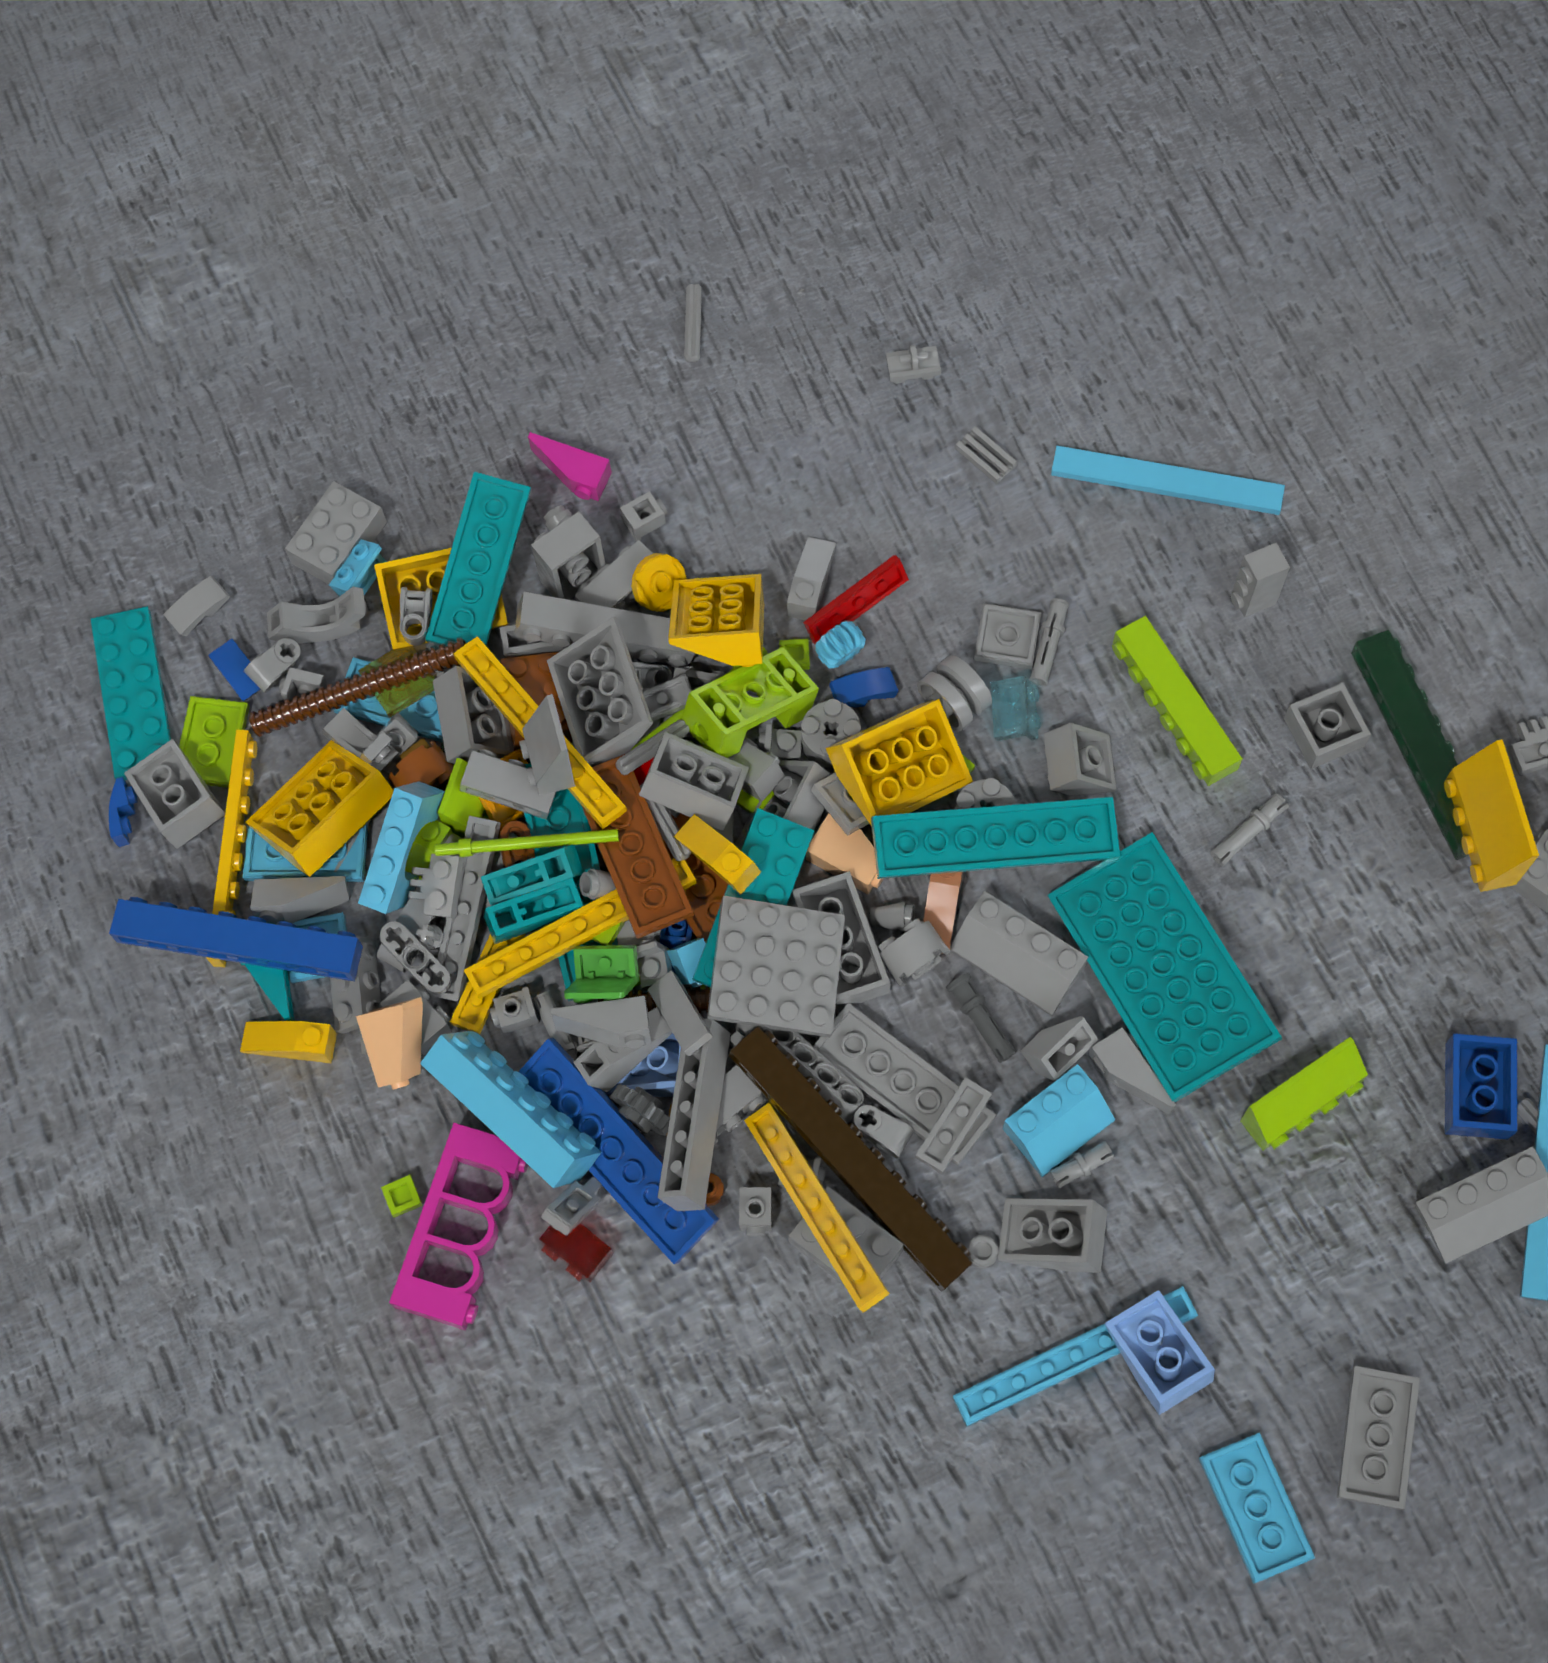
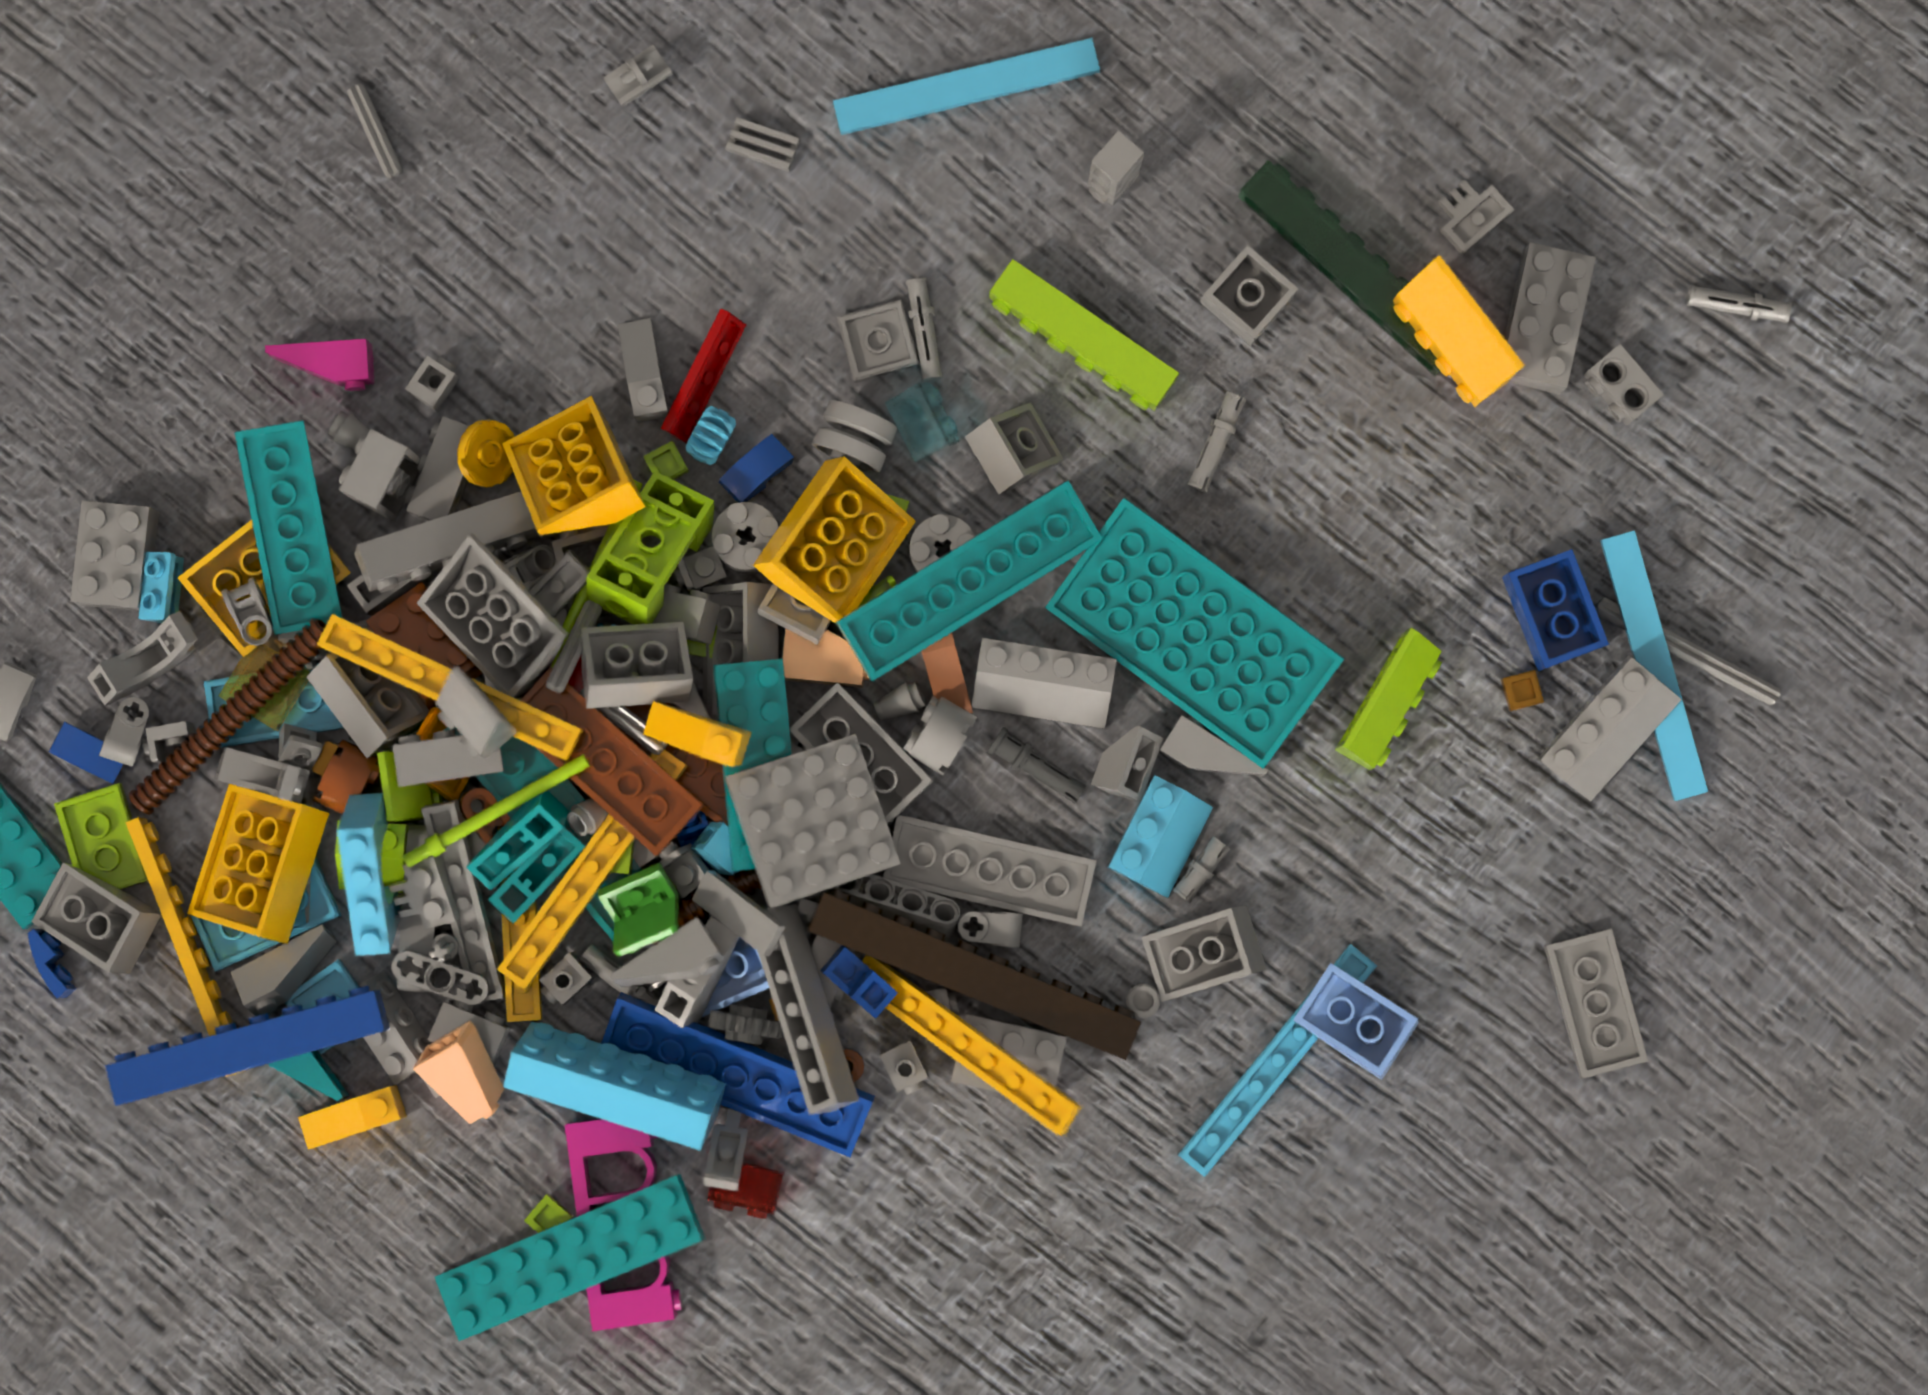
camera: 30 degrees left, 15 degrees up
(403, 1232) = (570, 1257): none -> teal plate
(751, 1118) = (858, 981): none -> blue slope
(953, 1125) = (1060, 893): light grey plate -> none
(1256, 1508) = (1509, 1123): medium azure tile -> none
(1424, 1144) = (1522, 690): none -> pearl gold tile

